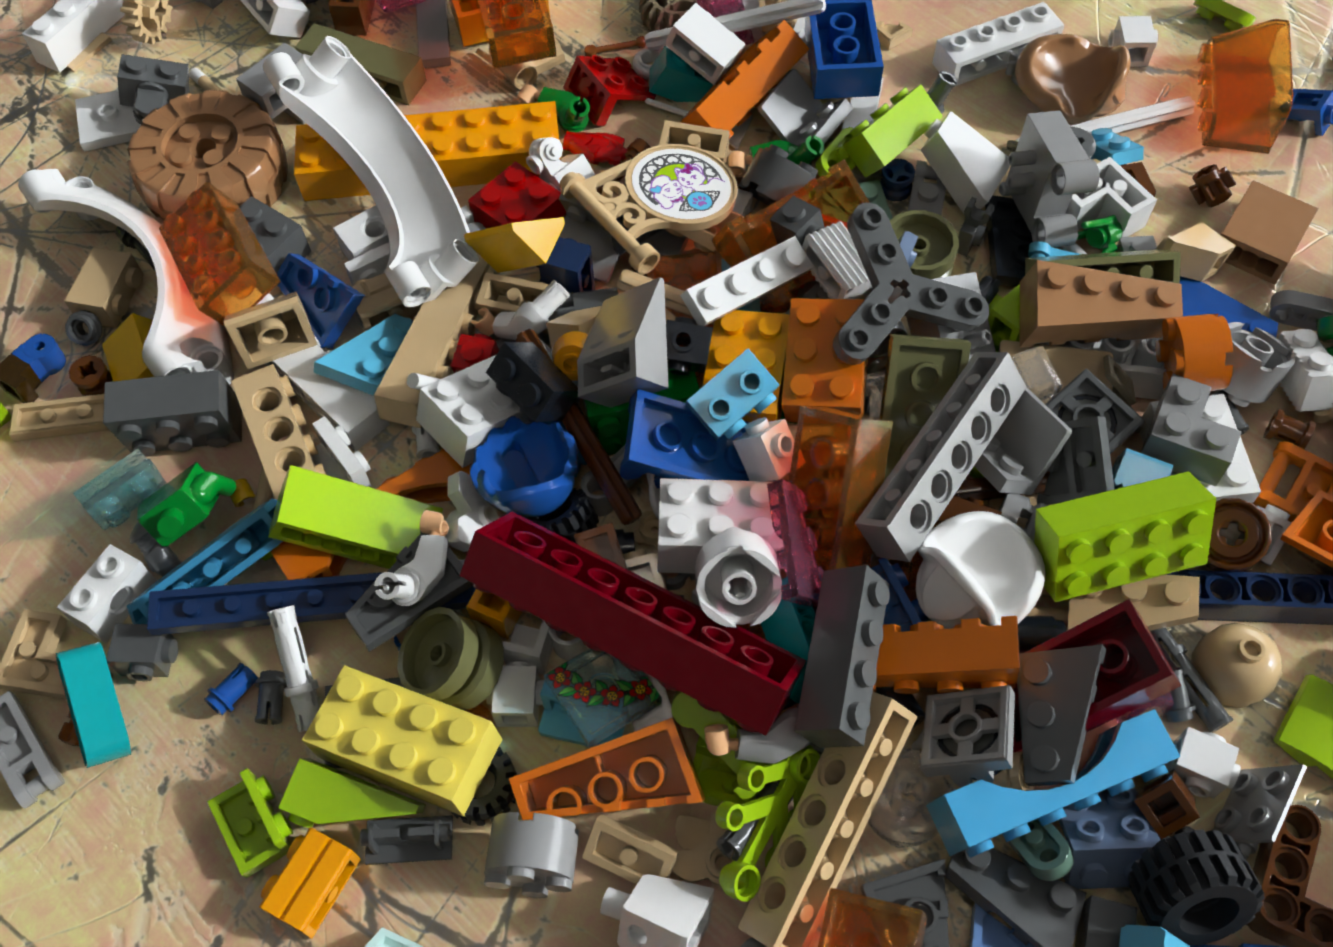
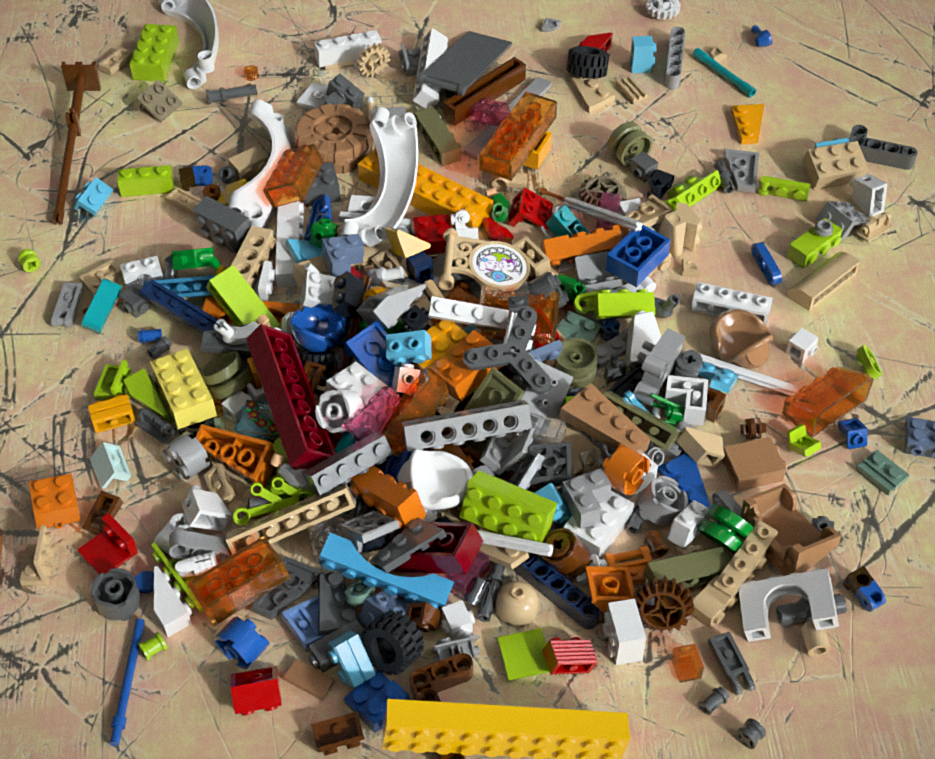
camera: 40 degrees right, 10 degrees down
(120, 489) = (180, 240): clear light blue bracket -> none
(270, 330) = (283, 216): tan slope -> none
(293, 658) = (177, 334): white pin -> none
(365, 313) = (321, 230): none -> green brick
(438, 327) = (341, 252): none -> sand blue brick
(704, 44) = (577, 213): white brick -> none
(1154, 590) = (516, 543): none -> white axle
(1280, 164) = (801, 442): none -> lime bracket

